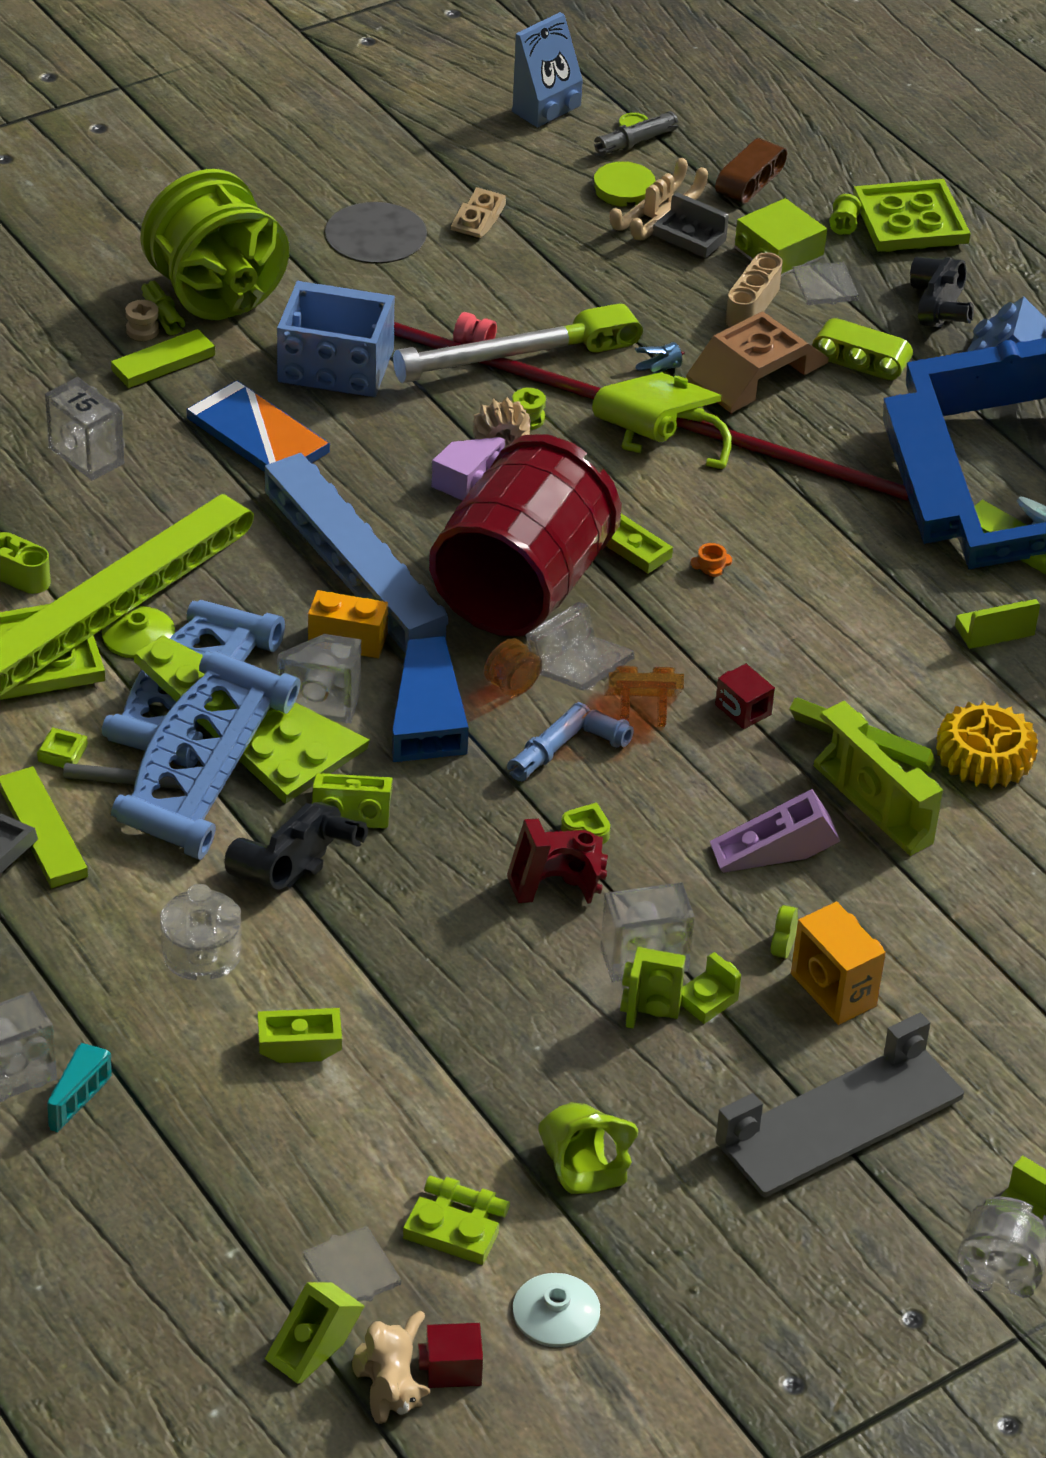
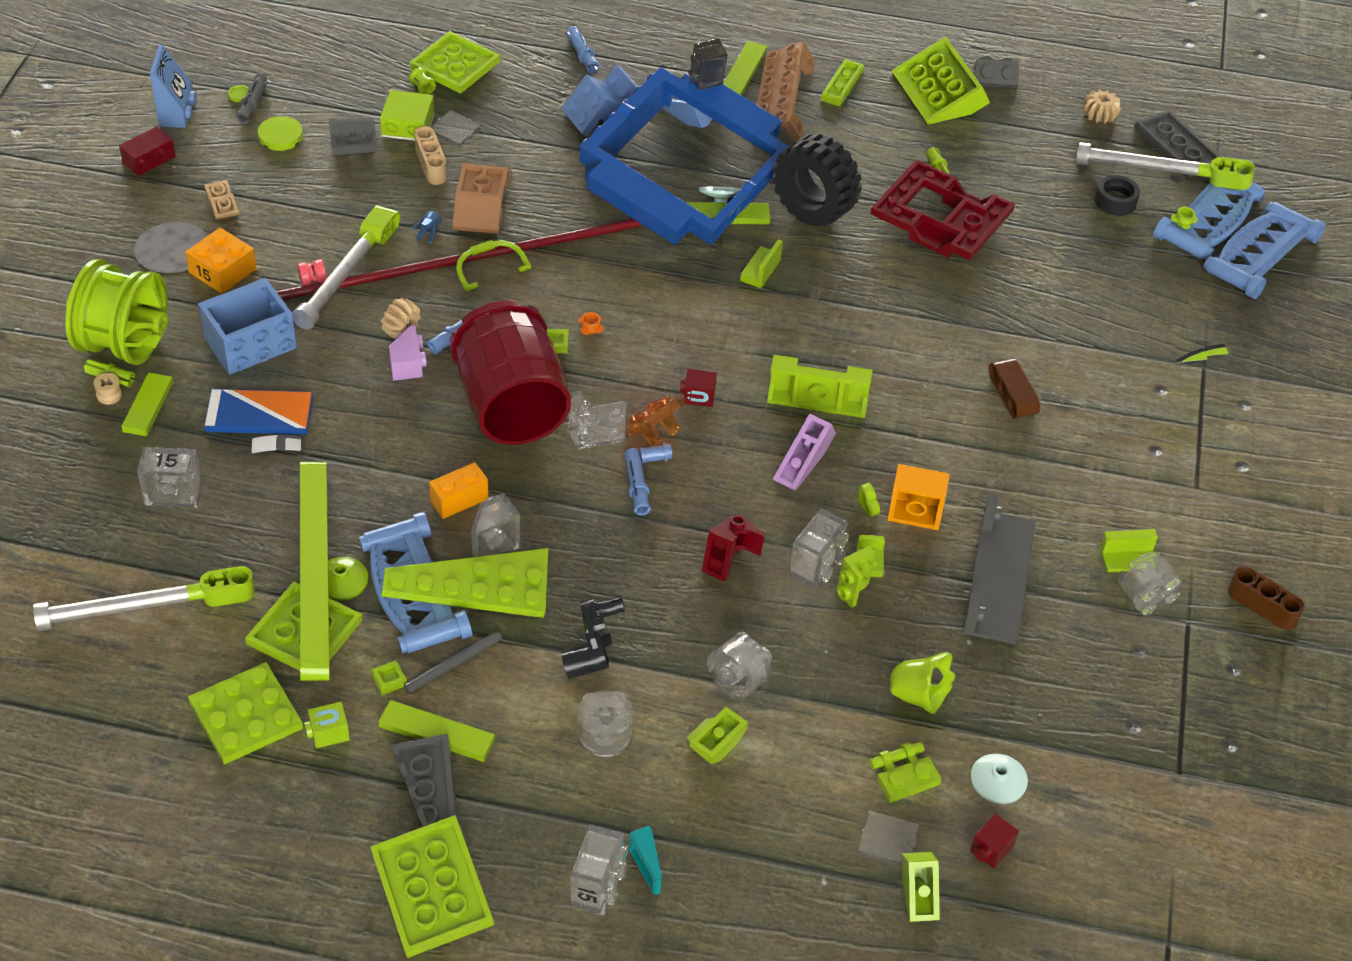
camera: 45 degrees left, 5 degrees up
(182, 818) = (510, 667): medium blue piece -> none
(239, 470) = (276, 442): none -> white sticker
(353, 549) = (404, 445): medium blue brick -> none
(356, 796) = (579, 585): lime bracket -> none
(387, 1362) = (972, 870): tan animal -> none
(398, 264) = (221, 260): none -> light orange brick
(405, 980) = (740, 665): none -> clear brick
(429, 705) = (553, 504): blue slope -> none
(461, 124) = (147, 151): none -> dark red brick
(513, 667) = (574, 453): clear orange wheel -> none
(534, 403) = (391, 293): lime wheel -> none
(587, 818) = (706, 514): lime tile -> none
(650, 403) = (460, 254): lime door -> none
(658, 201) = (314, 133): tan piece -> none
(751, 170) = (342, 84): reddish brown beam -> none
(863, 348) = (524, 153): lime beam -> none
(890, 744) = (764, 370): lime tile -> none
(943, 284) = (519, 86): black piece -> none
(986, 744) = (836, 333): yellow gear -> none

